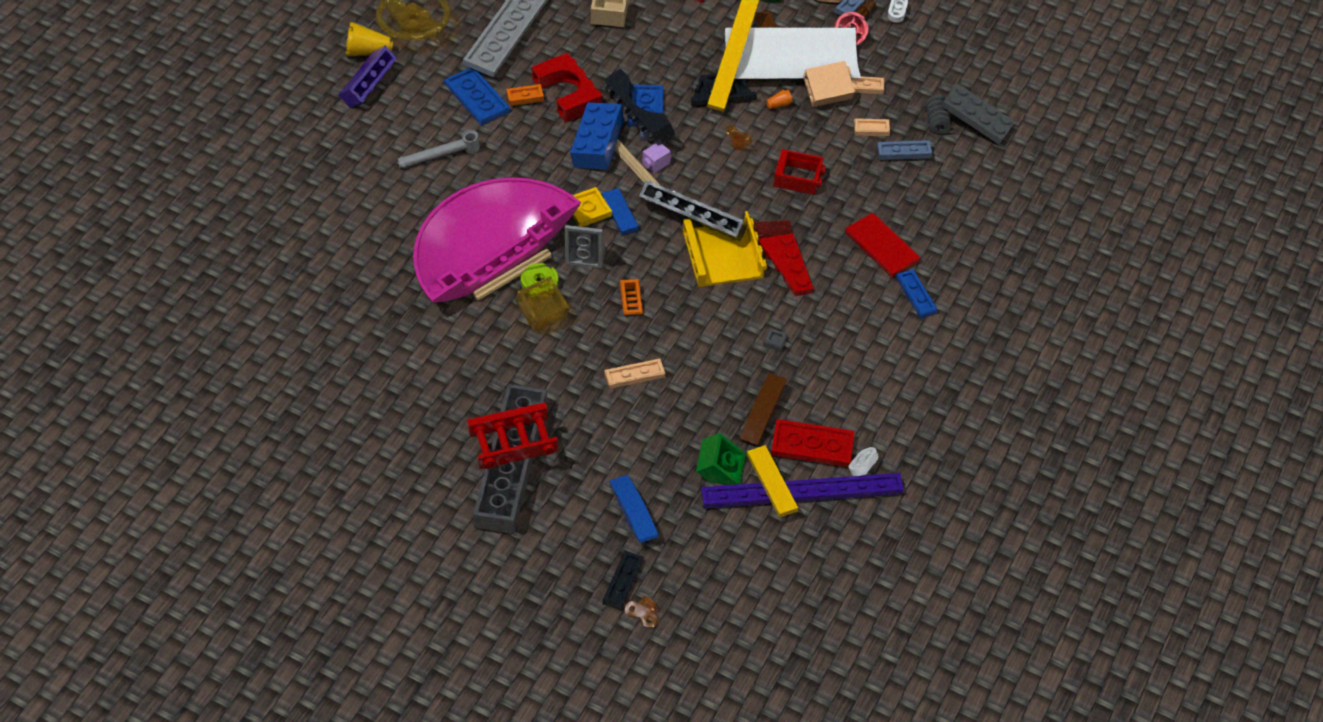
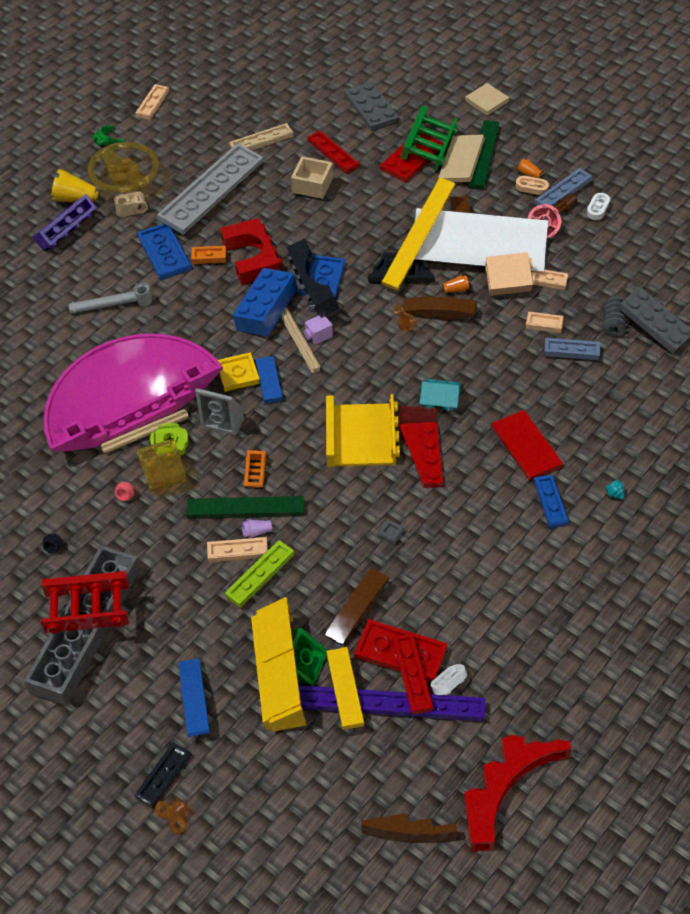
camera: 15 degrees right, 0 degrees up
(428, 51) = (129, 204): none -> tan piece
(454, 389) = (52, 543): none -> black plate
(510, 333) = (124, 491): none -> coral plate
(631, 334) = (245, 507): none -> dark green tile
(644, 352) = (254, 528): none -> lavender cone
(663, 392) = (259, 573): none -> lime plate
(694, 210) = (338, 387): black brick -> none
(707, 470) = (277, 667): none -> yellow piece
(774, 123) = (444, 307): none -> reddish brown slope
(790, 206) = (440, 394): none -> teal slope
(802, 161) = (461, 348): red window -> none
(830, 460) = (412, 674): none -> red tile
(852, 593) = (399, 829): none -> reddish brown slope
(939, 521) = (498, 778): none -> red arch
(974, 276) = (615, 489): none -> teal plate

